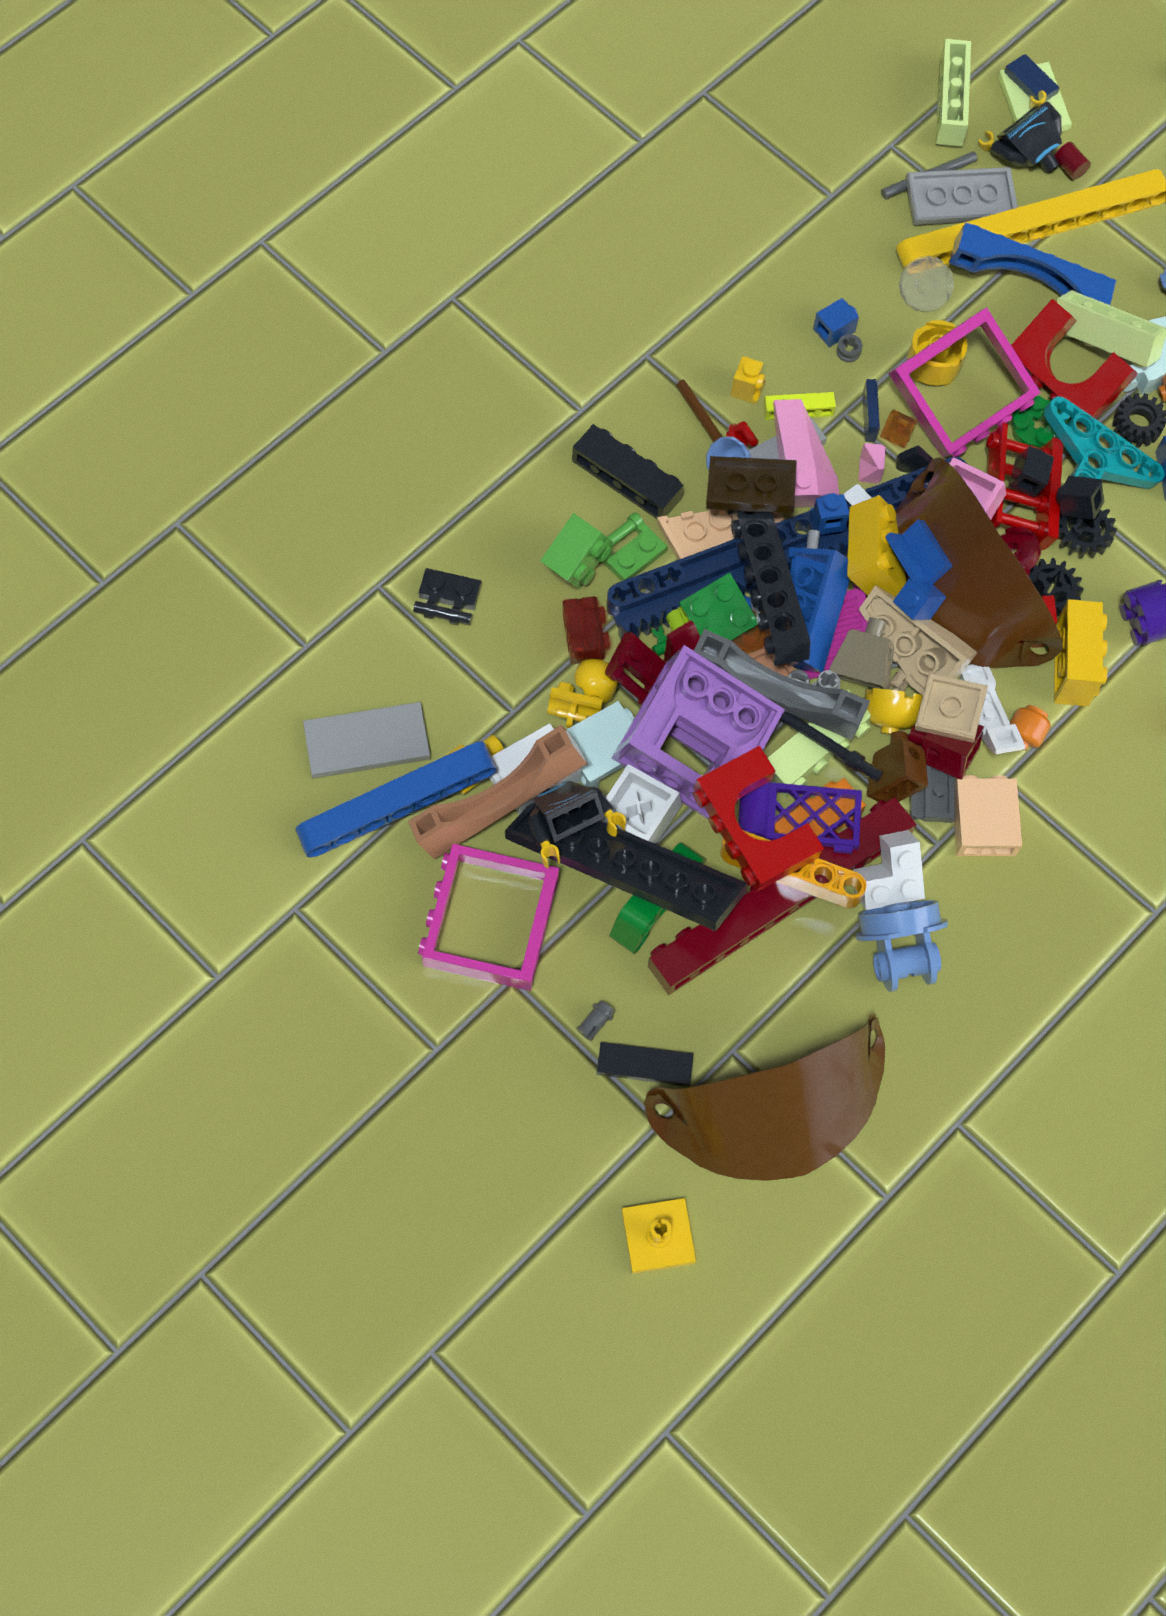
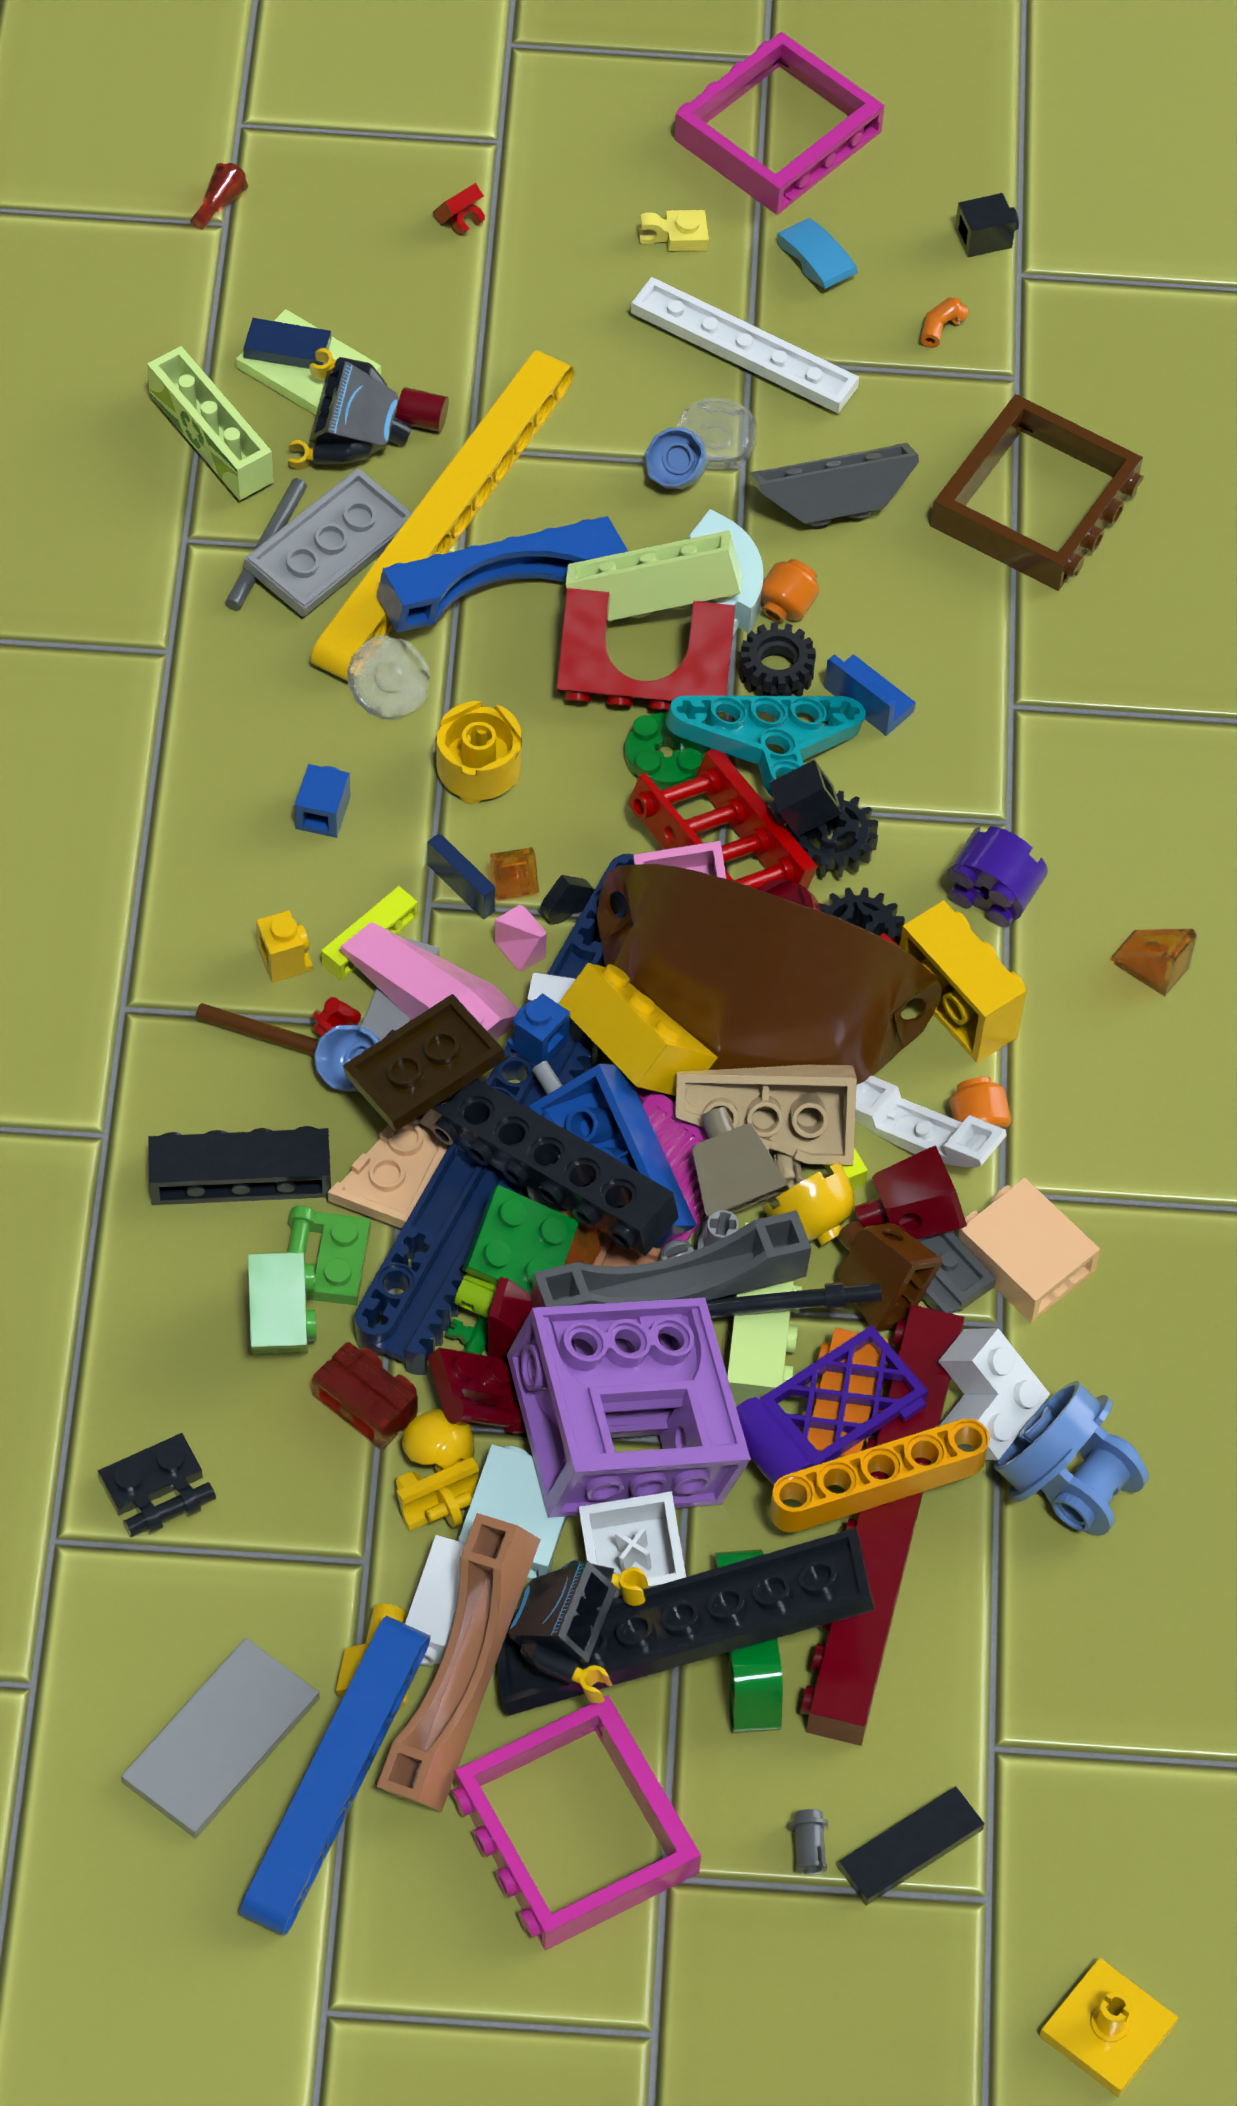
camera: 40 degrees left, 10 degrees down
(760, 860) = (842, 1491): red arch -> none
(777, 1118) = (1117, 1790): reddish brown piece -> none
(854, 354) = (355, 827): dark grey bush -> none
(919, 600) = (742, 1050): blue brick -> none
(920, 553) = (699, 993): blue panel -> none
(922, 411) = (523, 828): dark pink window -> none
(951, 707) = (885, 1150): tan tile -> none
(1031, 471) = (722, 809): black brick -> none

